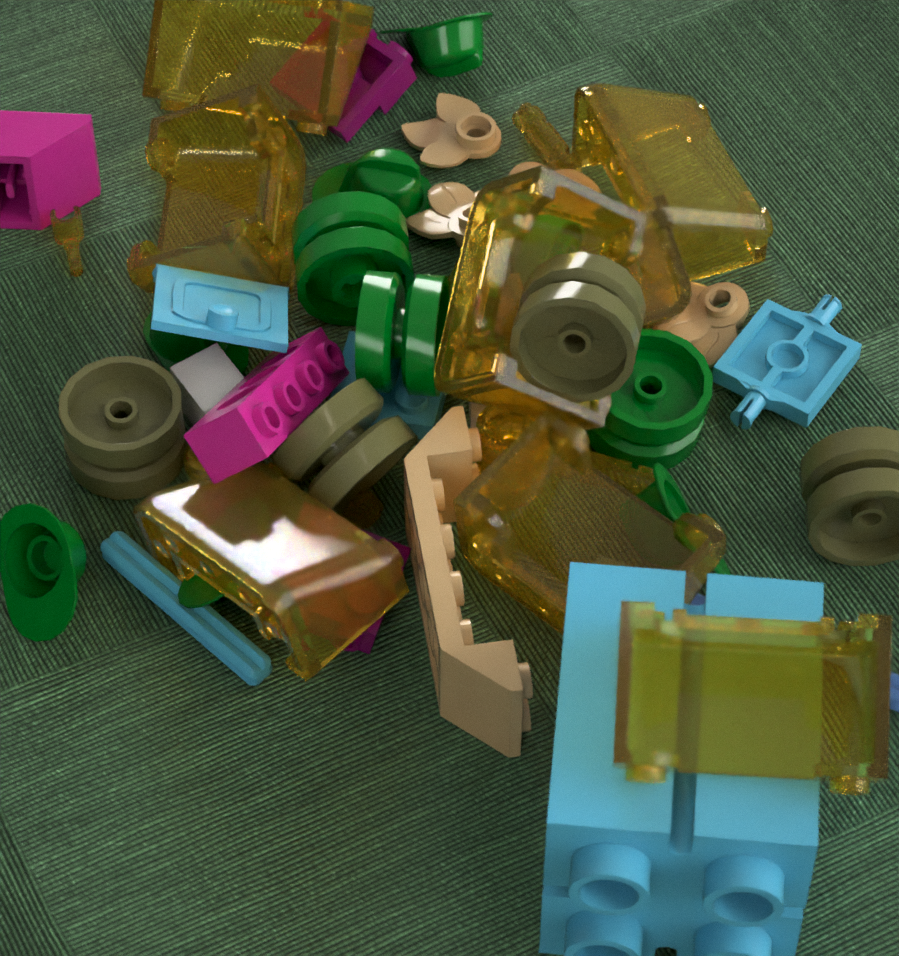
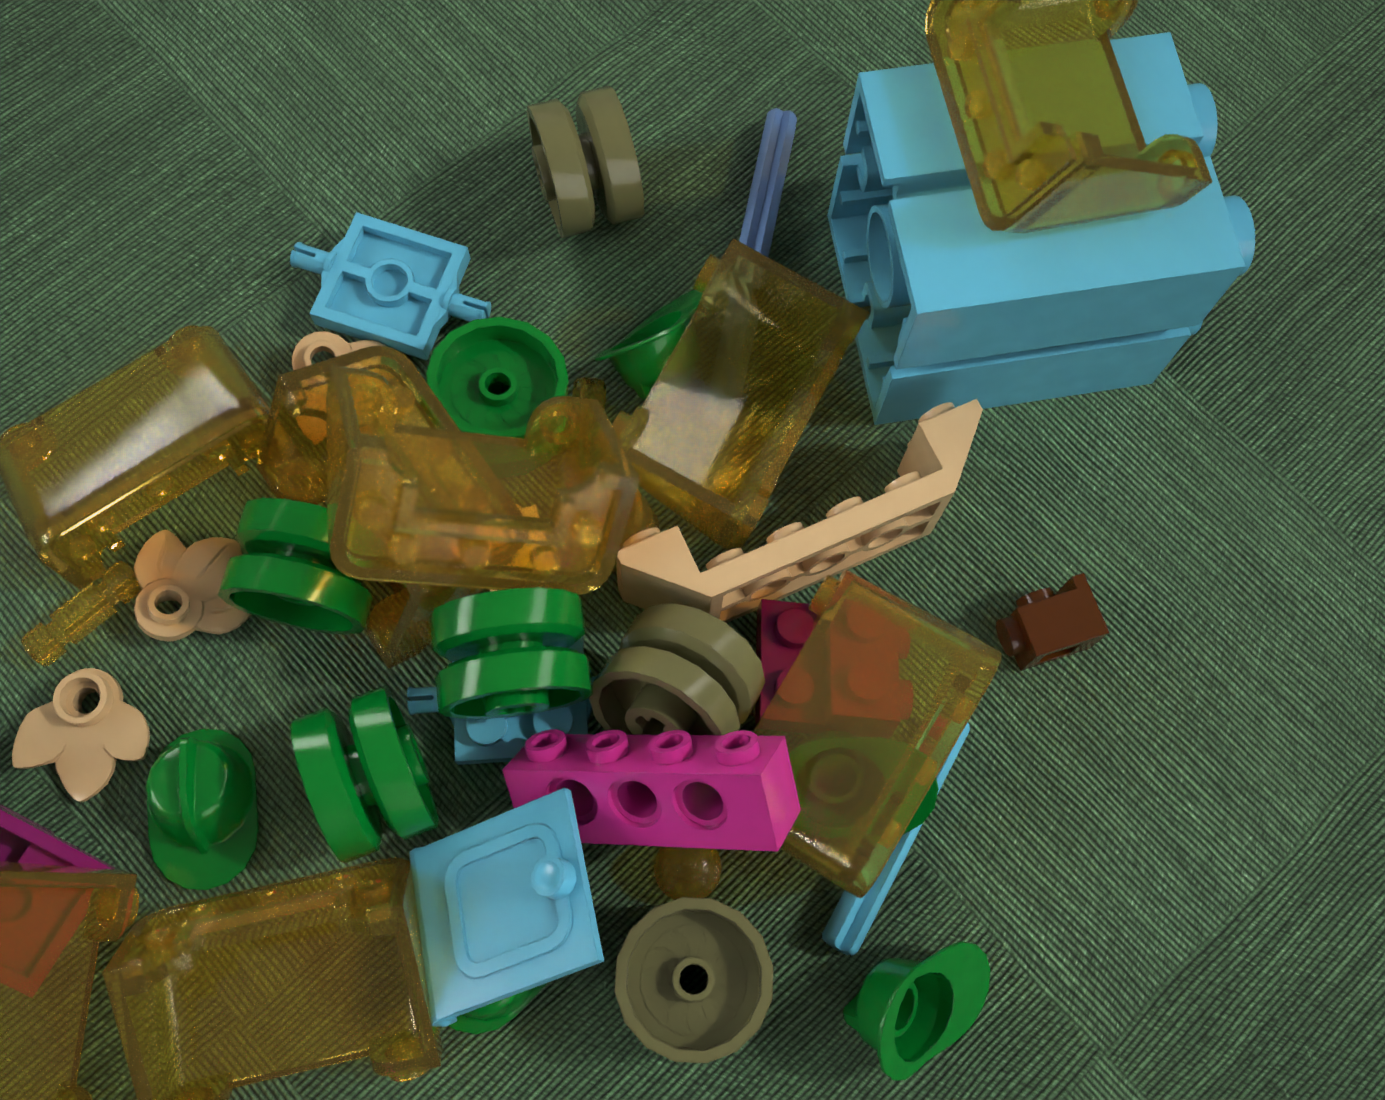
camera: 110 degrees left, 20 degrees up
(205, 380) = (615, 883): white brick -> none
(316, 763) = (1052, 624): none -> reddish brown brick
(447, 213) = (221, 694): tan plate -> none
(578, 326) = (520, 411): olive wheel -> none

